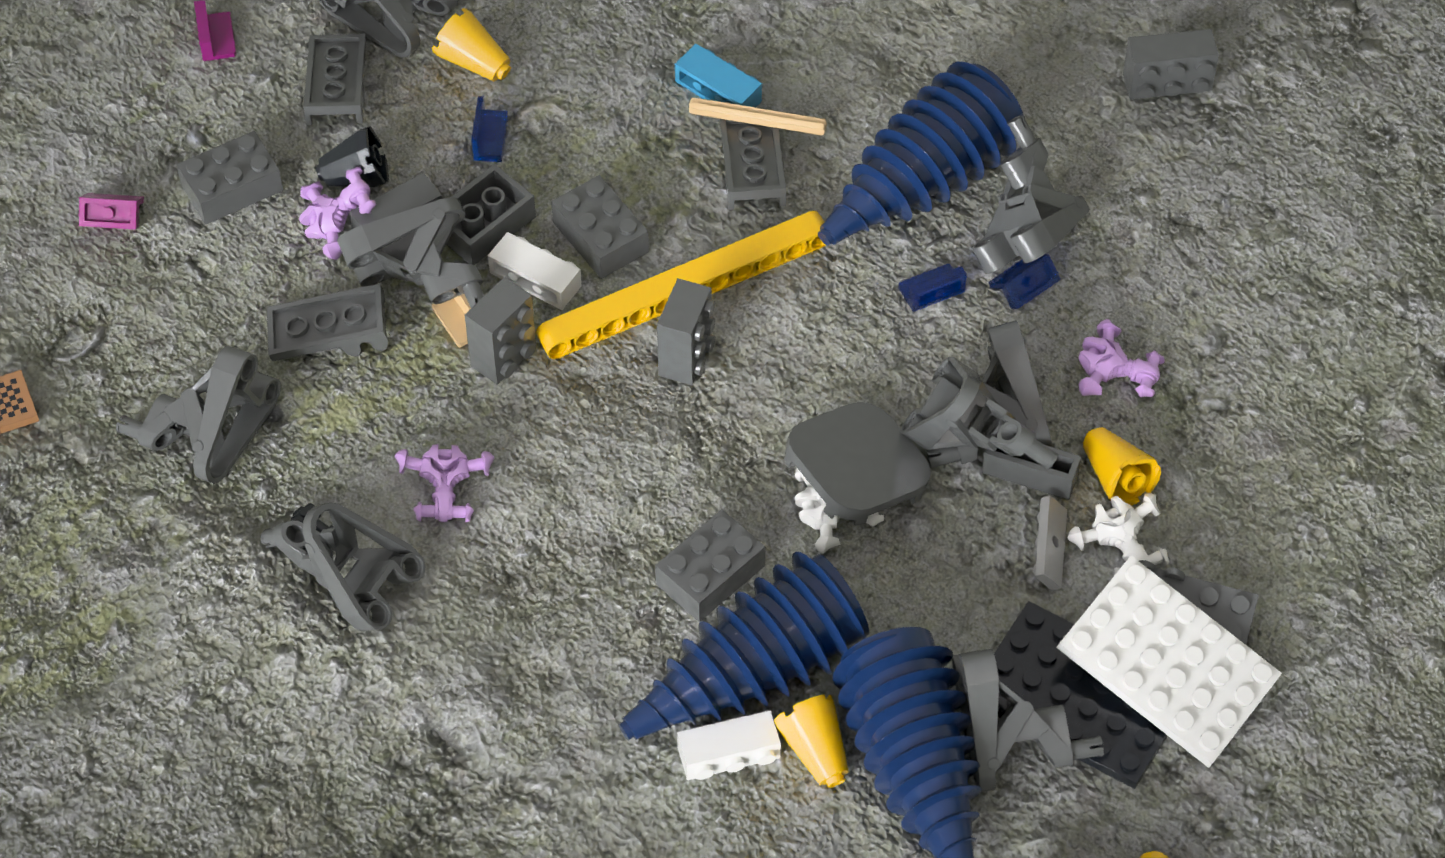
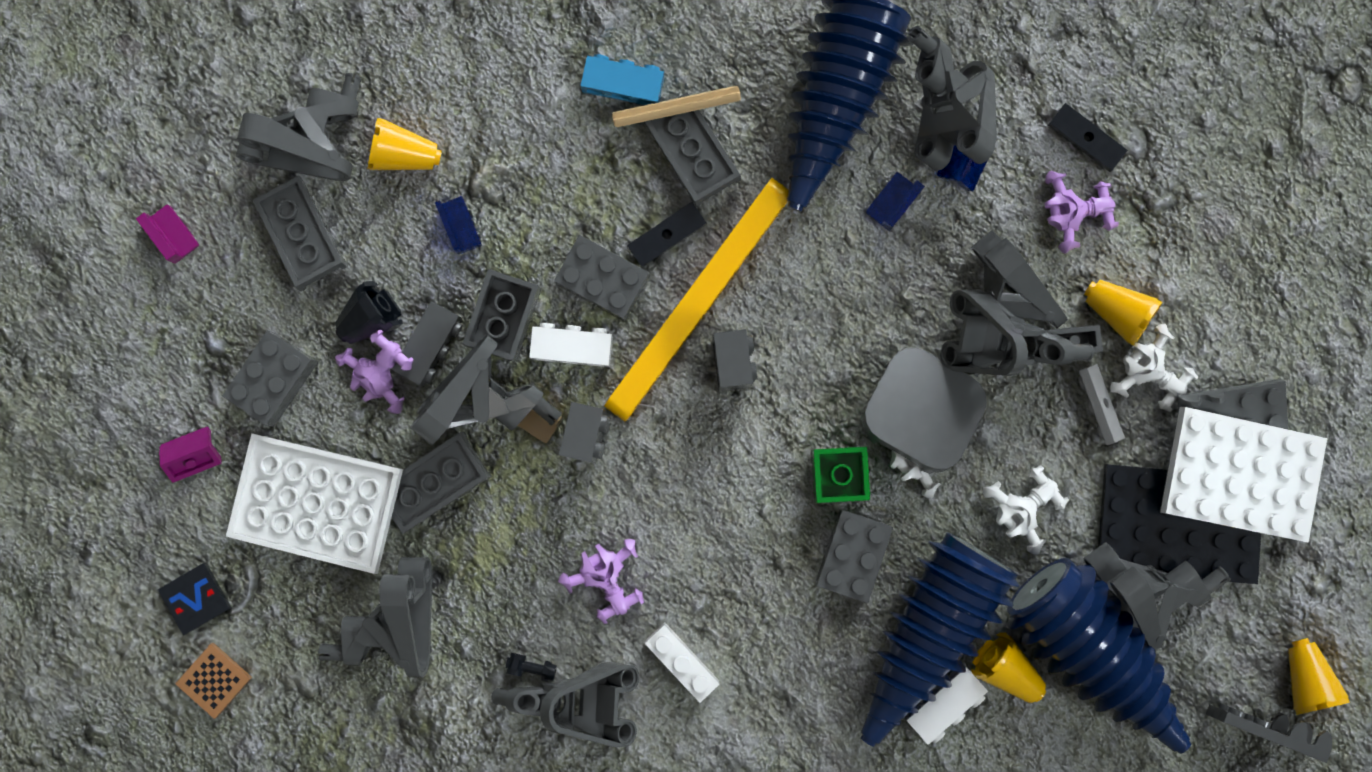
camera: 25 degrees left, 30 degrees up
(31, 329) = (194, 598): none -> black tile
(201, 289) = (314, 503): none -> white plate
(475, 584) = (682, 662): none -> white brick
(687, 219) = (680, 225): none -> black tile
(738, 484) = (840, 474): none -> green brick
(909, 603) = (1020, 513): none -> white piece
(1160, 309) = (1101, 146): none -> black tile

